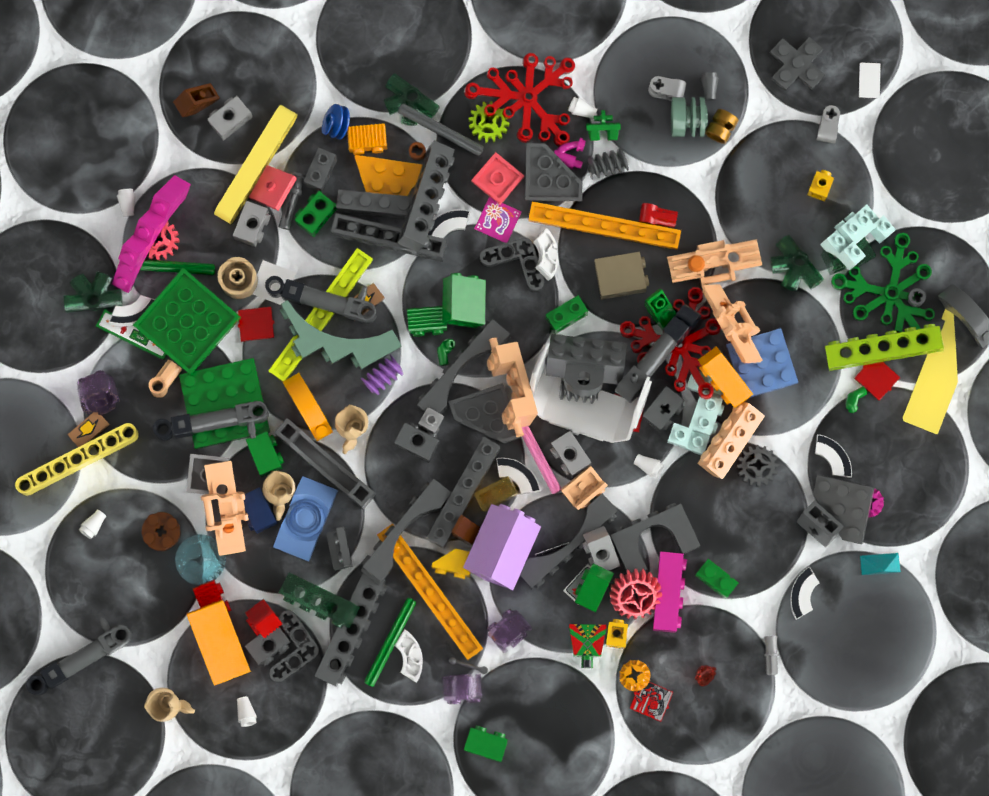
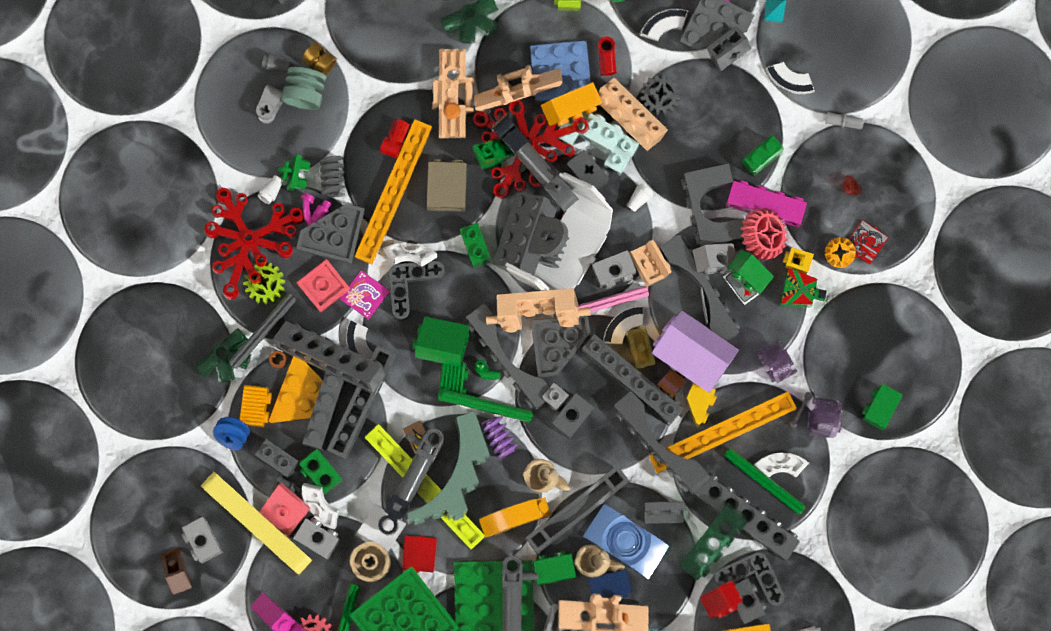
camera: 80 degrees left, 0 degrees up
(277, 224) = (320, 508): none -> white tile
(409, 356) = (485, 405): none -> green axle
(783, 406) = (607, 58): none -> red piece

